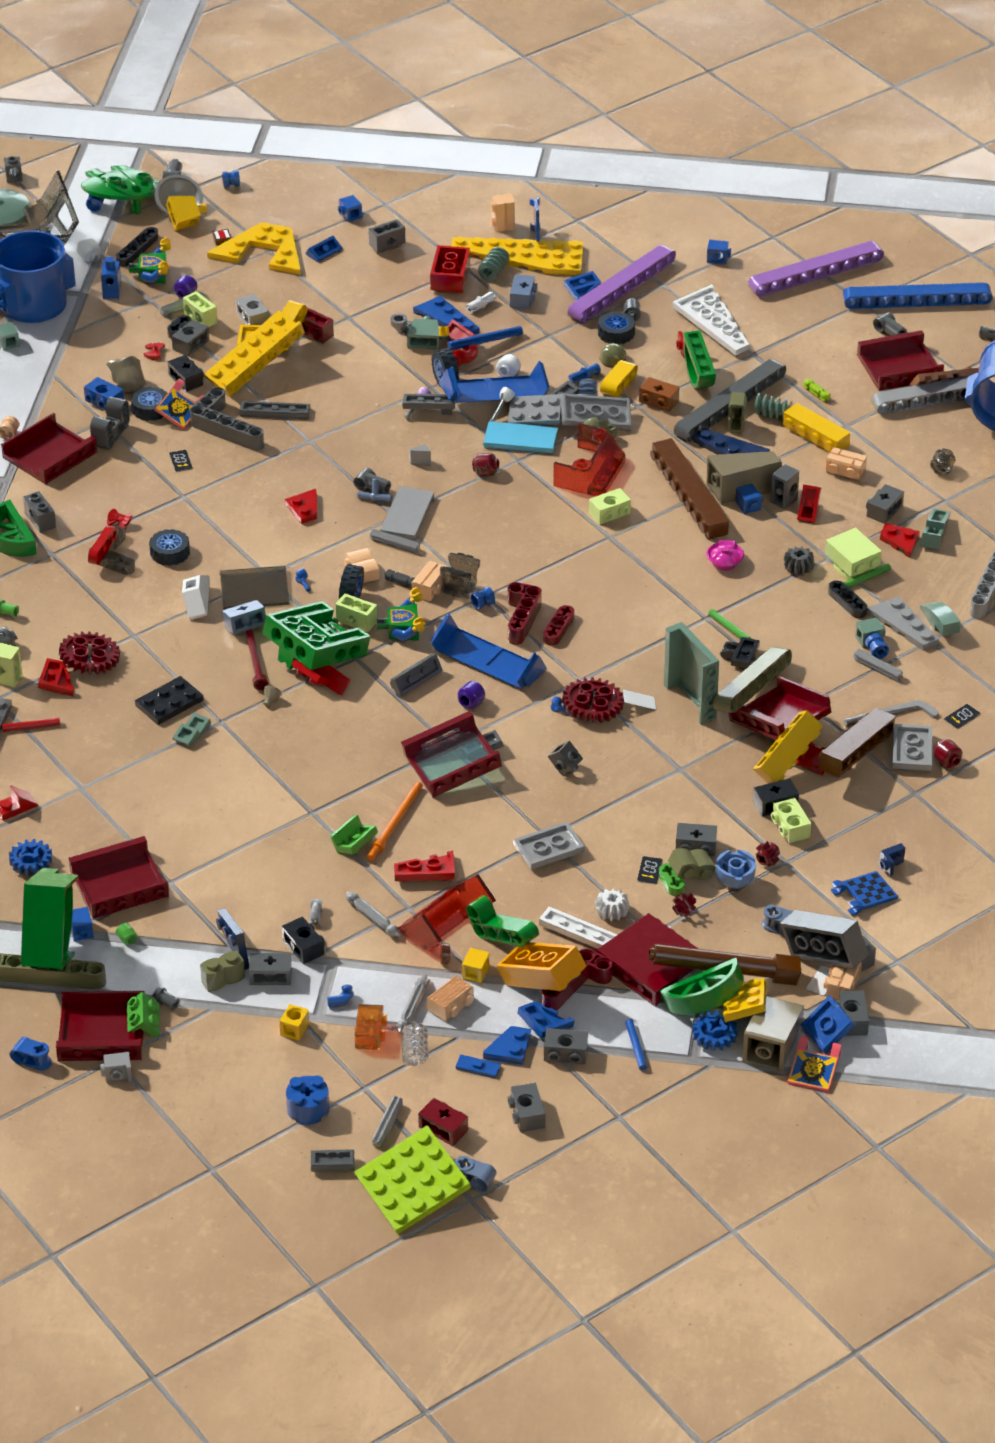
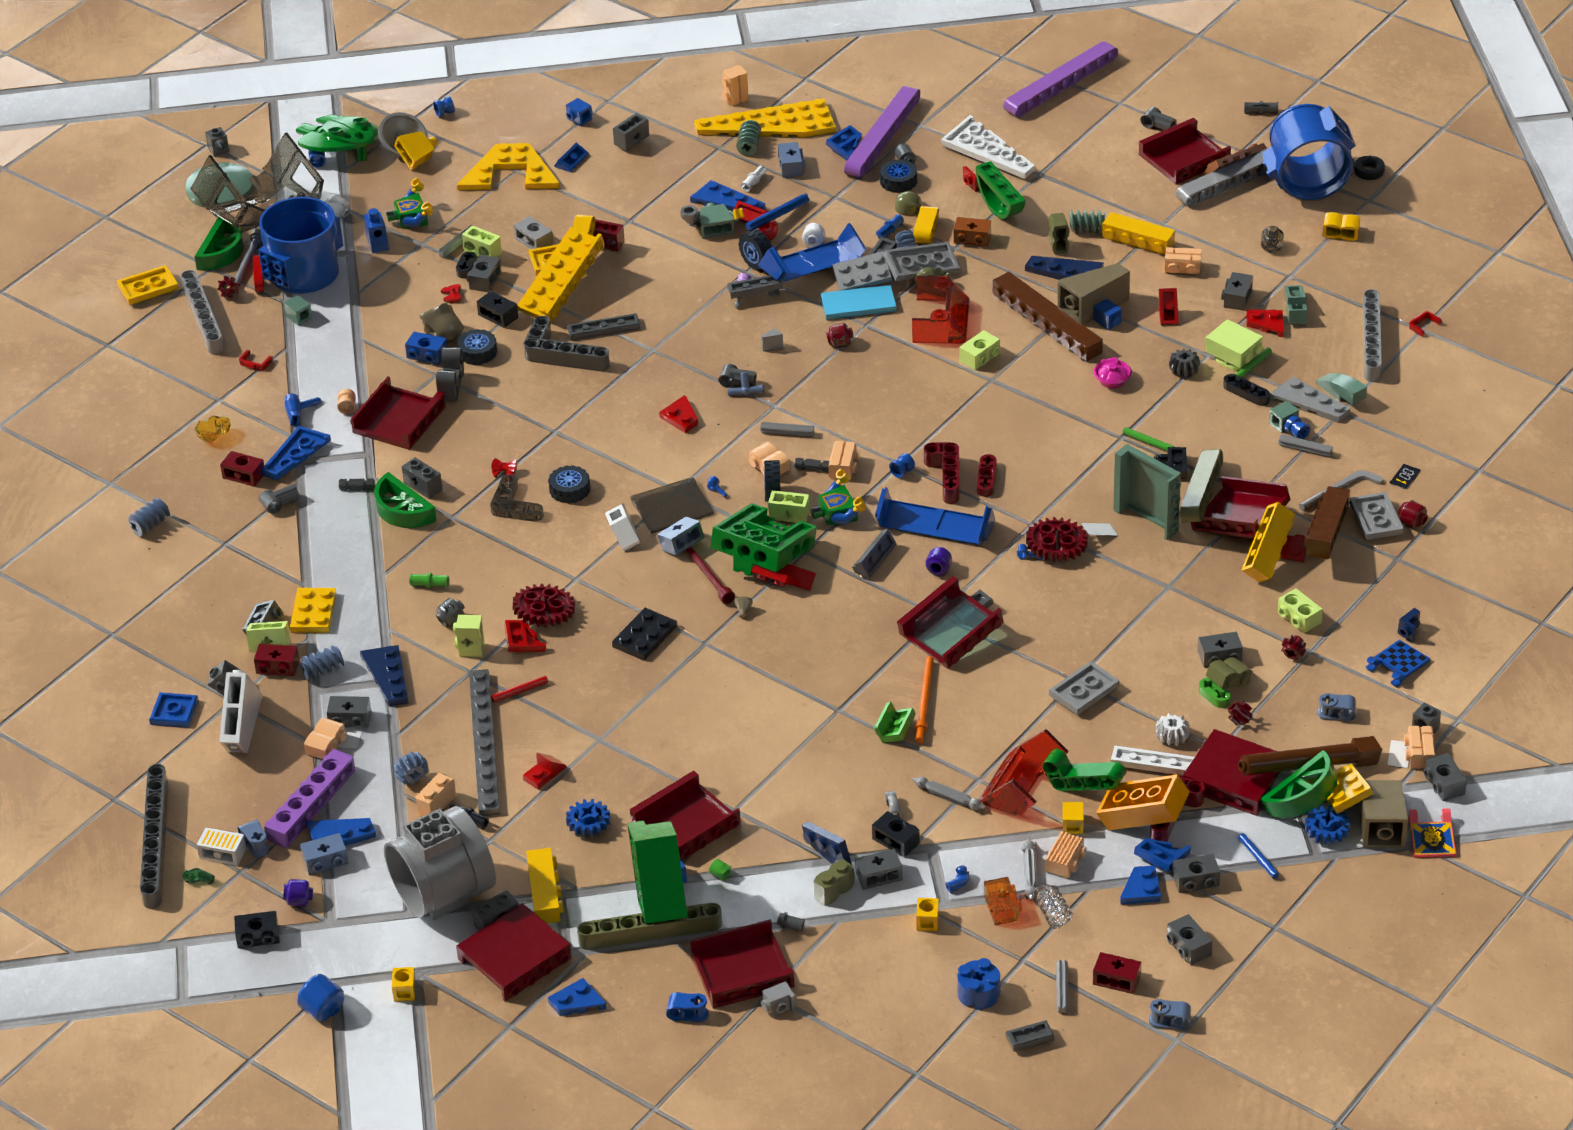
camera: 15 degrees left, 0 degrees up
(102, 545) = (505, 496): red beam -> none
(126, 255) = (388, 180): black beam -> none
(144, 1014) = (778, 943): bright green bracket -> none
(173, 168) = (380, 110): dark grey piece -> none
(176, 406) = (507, 344): flag -> none
(180, 460) = (534, 396): black sticker -> none
(185, 285) = (454, 223): dark purple head -> none
(192, 730) = (682, 657): sand green slope -> none
(221, 236) = (462, 166): tile -> none
(407, 512) = (785, 398): light grey tile -> none
(412, 1180) = (1117, 1034): lime plate -> none
(431, 869) = (982, 737): red wing -> none
(445, 953) = (1037, 814): reddish brown tile -> none
(450, 269) = (710, 151): red brick -> none
(462, 575) = (872, 447): clear smoke piece -> none
(478, 1066) = (1120, 912): blue piece -> none
(505, 395) = (828, 264): hinge -> none
(536, 227) = (774, 85): blue flag -> none
(565, 758) = (1060, 600): dark grey brick -> none
(649, 869) = (1187, 688): black sticker -> none
(717, 407) = (1038, 227): dark grey beam -> none
(718, 251) = (955, 84): blue brick -> none
(736, 868) = (1274, 667): medium blue cylinder -> none
(768, 794) = (1268, 592): black brick -> none
(785, 486) = (1139, 294): dark grey brick -> none
(816, 389) = (1118, 195): lime axle -> none
(824, 938) = (1393, 713): dark grey brick -> none
(827, 1024) = (1429, 792): blue tile -> none
(917, 295) = (1169, 85): blue beam -> none

